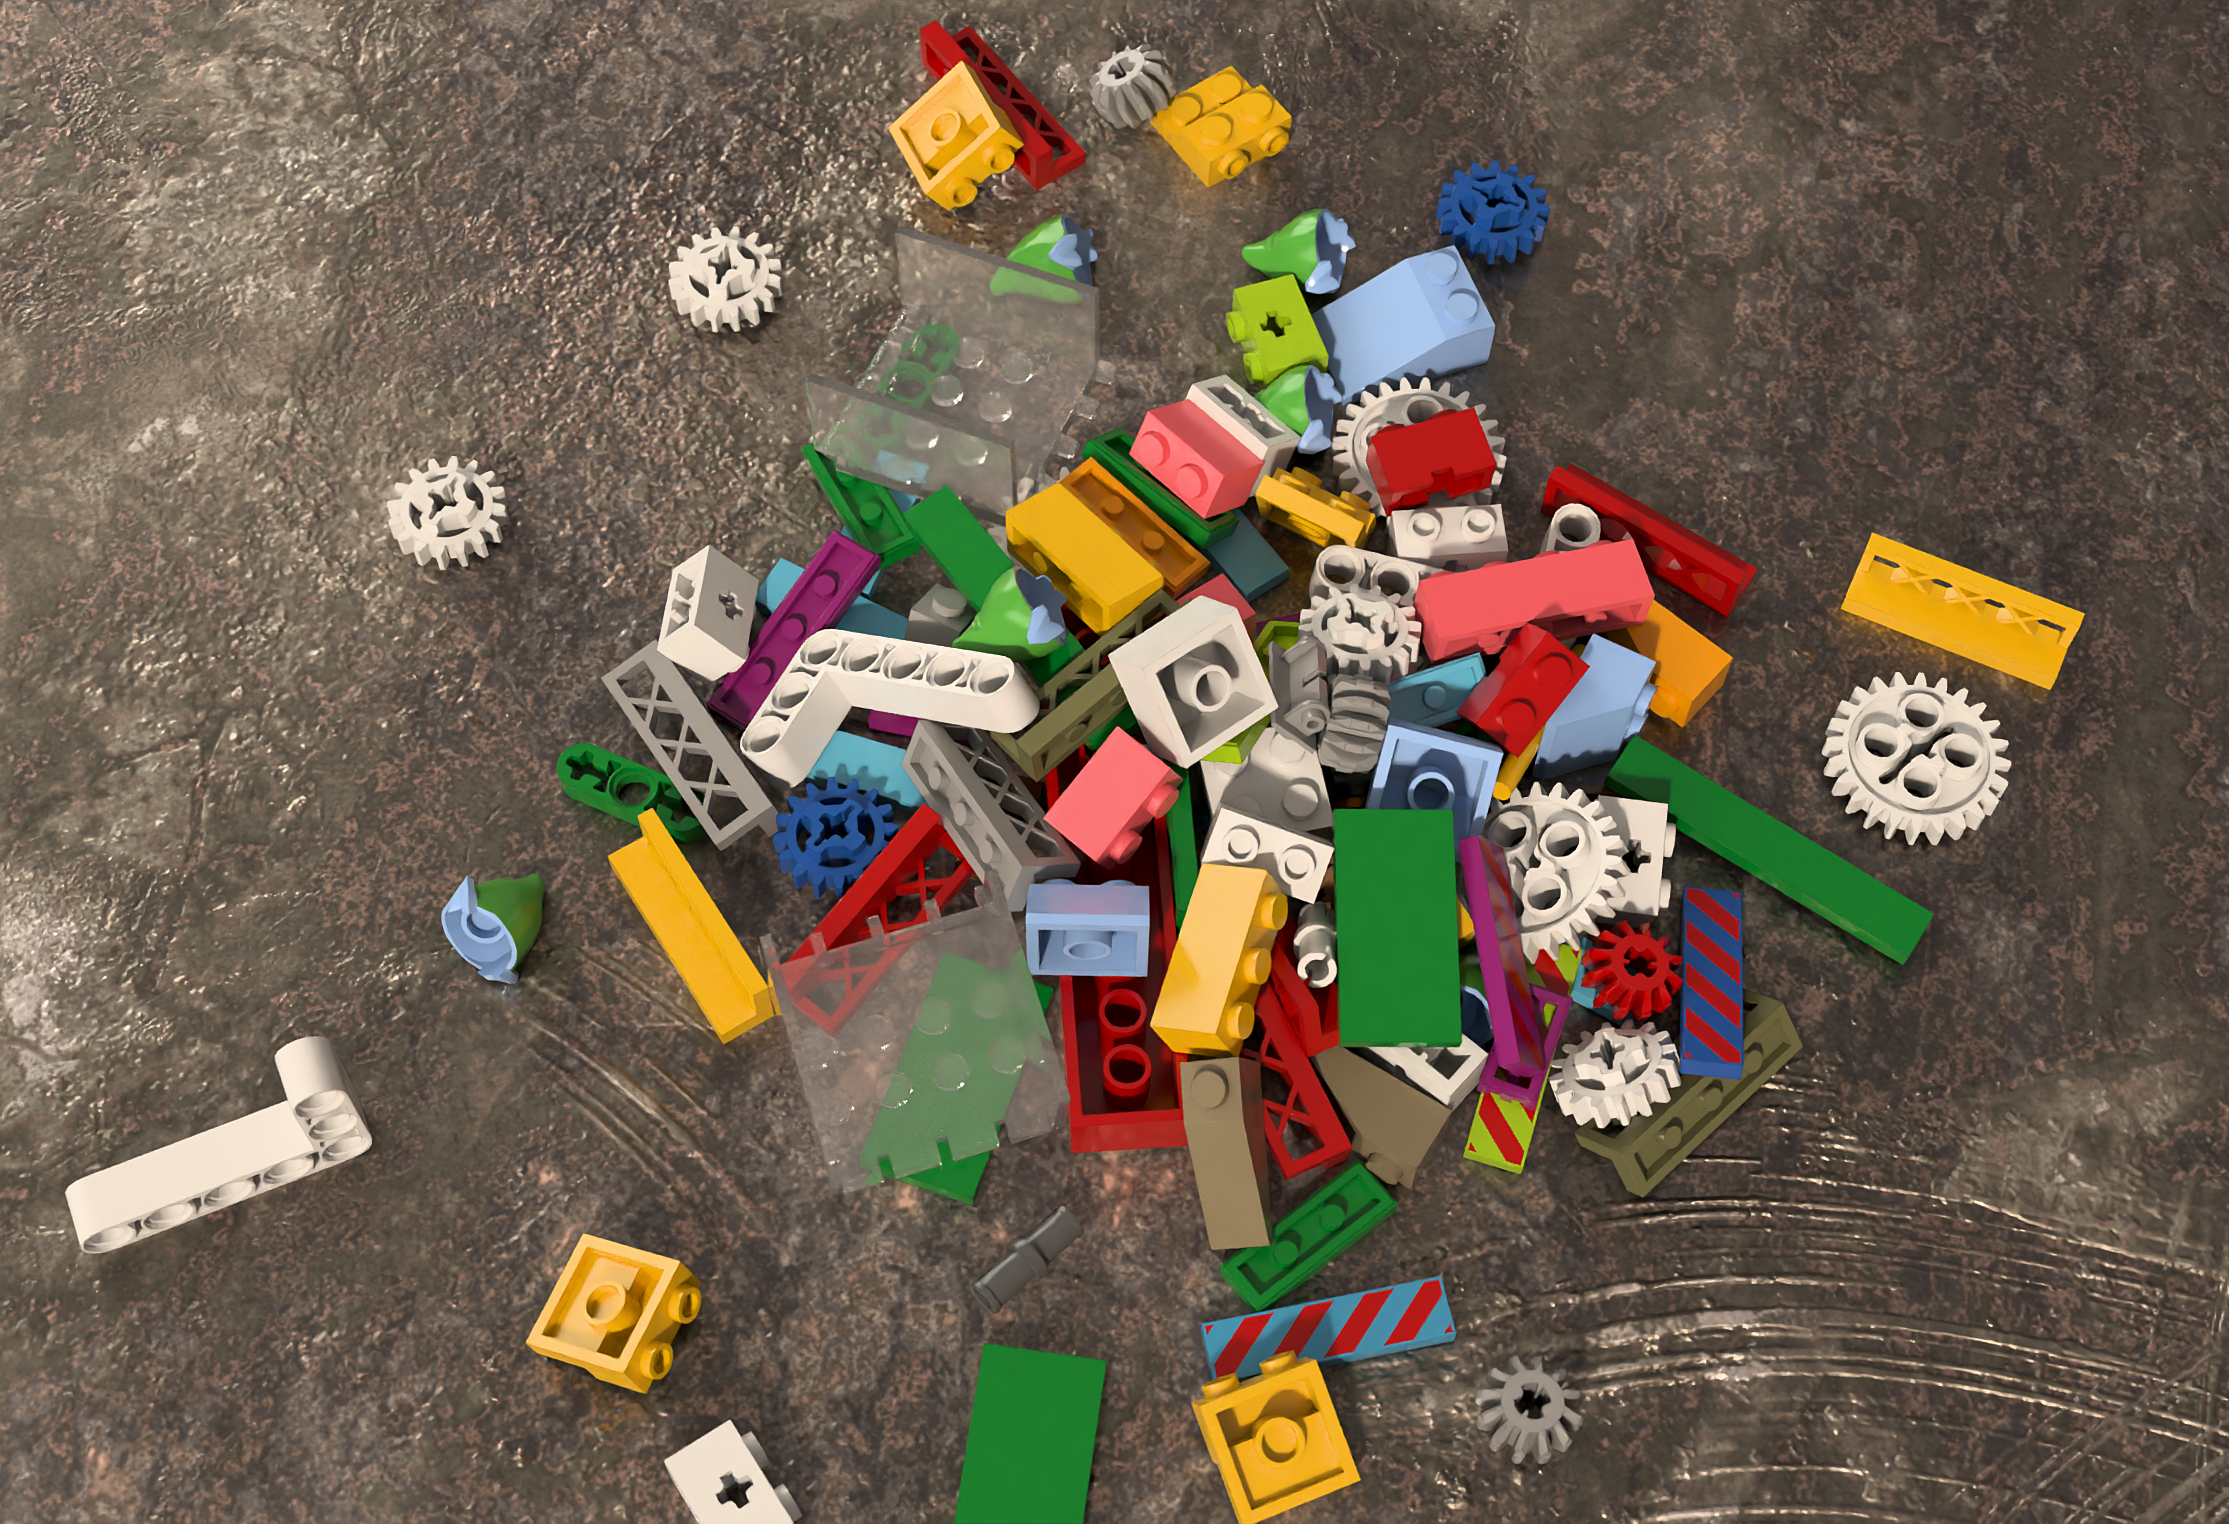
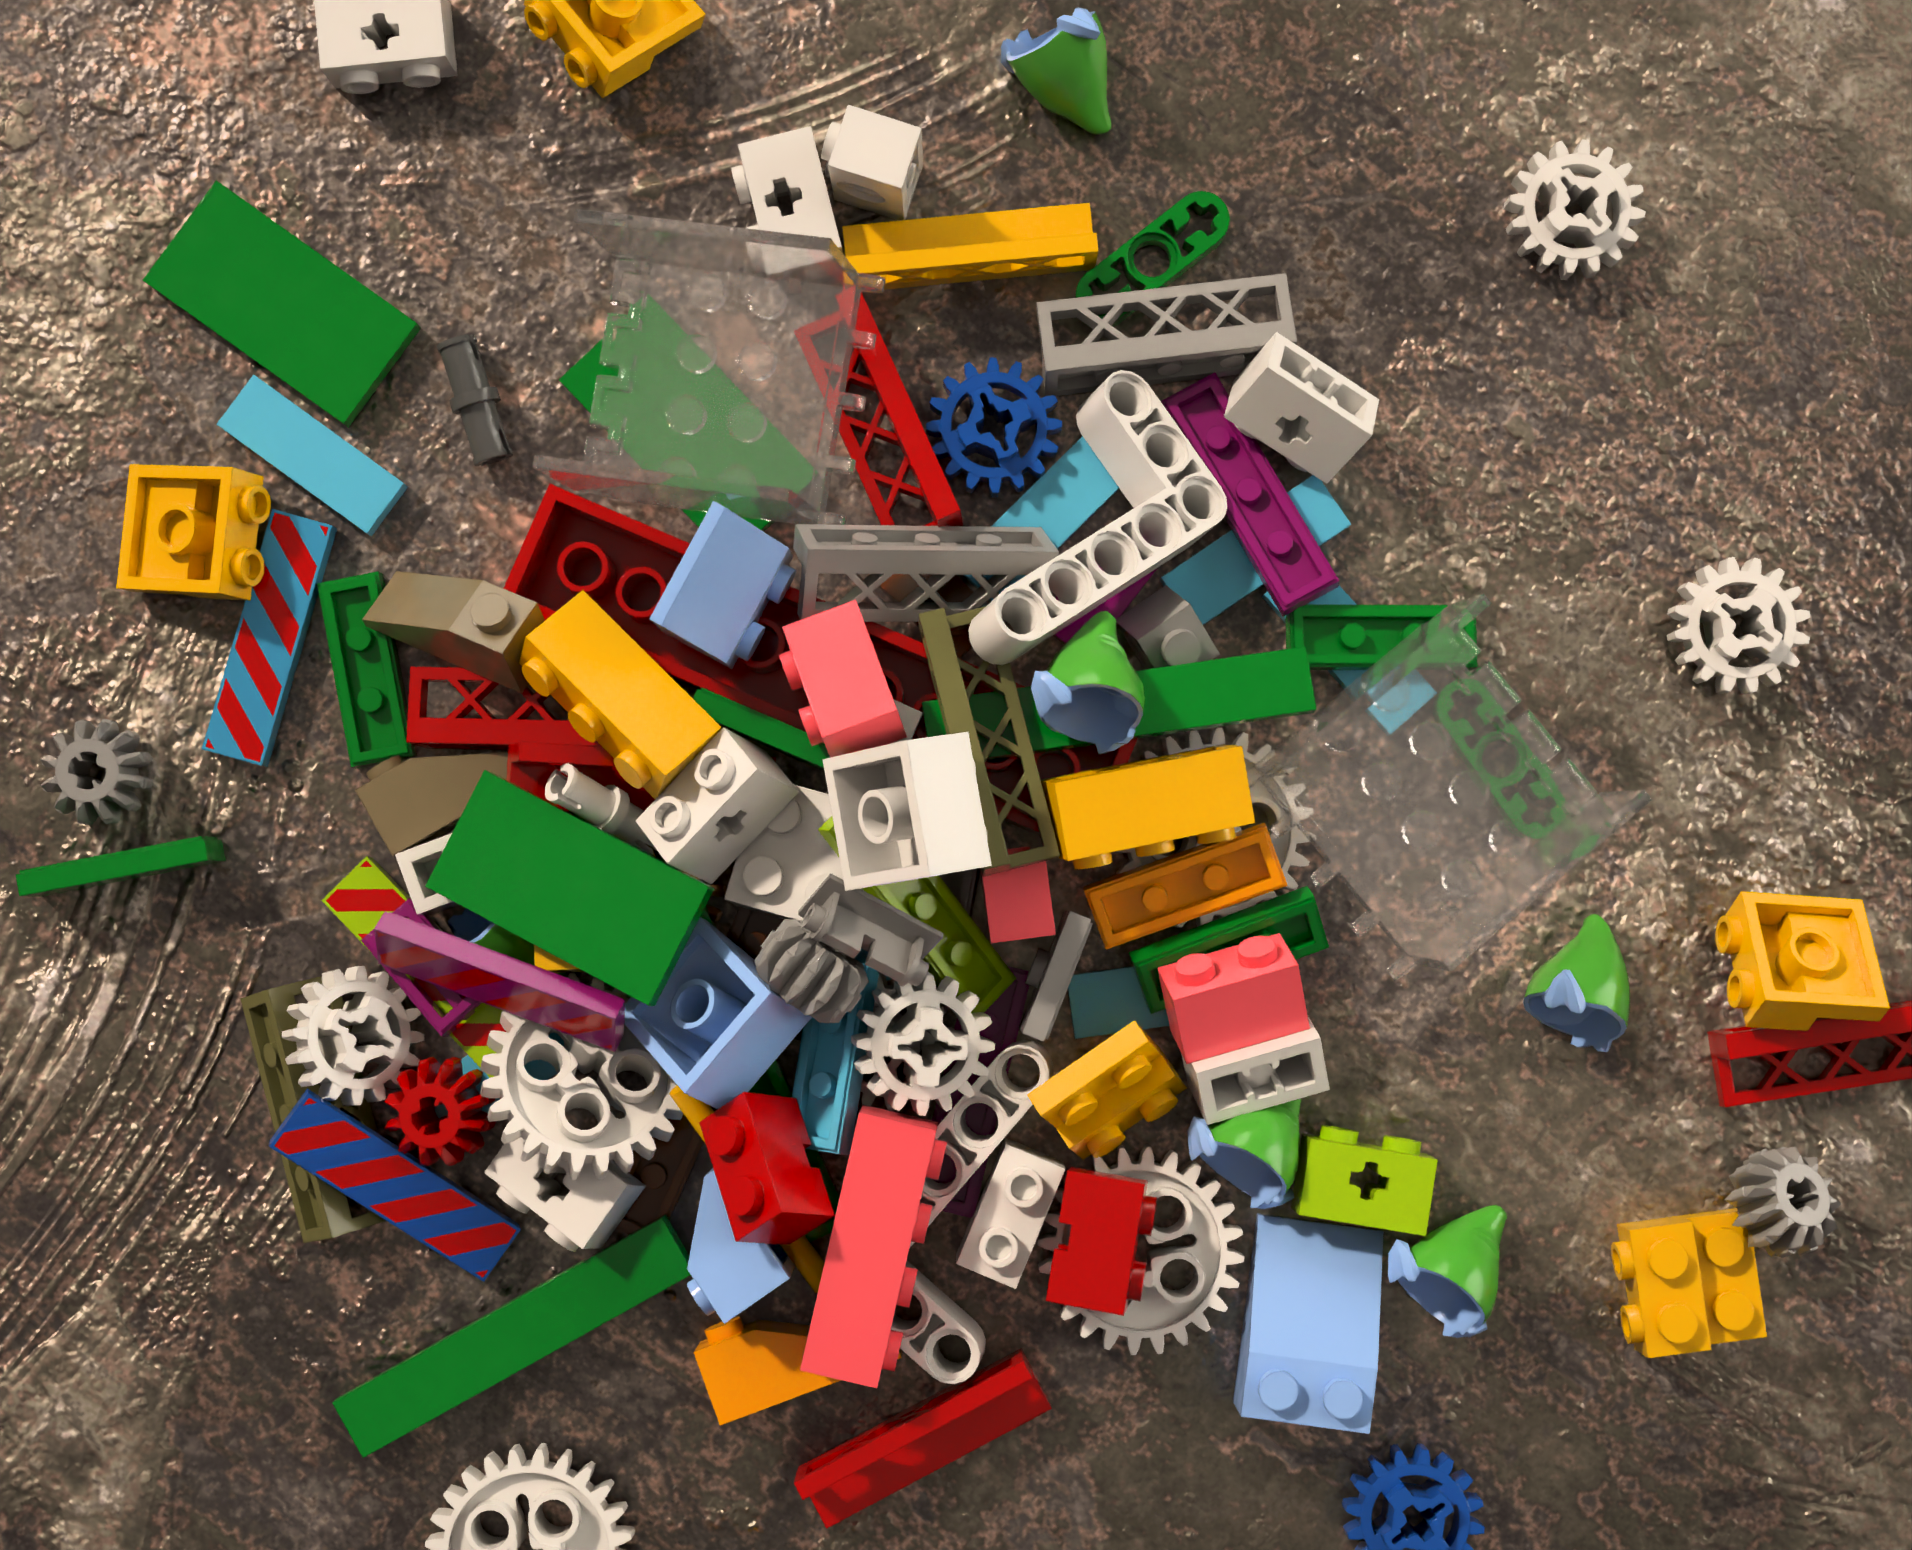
camera: 120 degrees right, 25 degrees up
(658, 1014) = (873, 162): none -> white brick
(734, 1054) = (783, 167): none -> white brick
(1148, 1380) = (312, 455): none -> medium azure tile
(1267, 578) = (1052, 974): none -> light grey plate
(1596, 1346) = (120, 866): none -> green tile

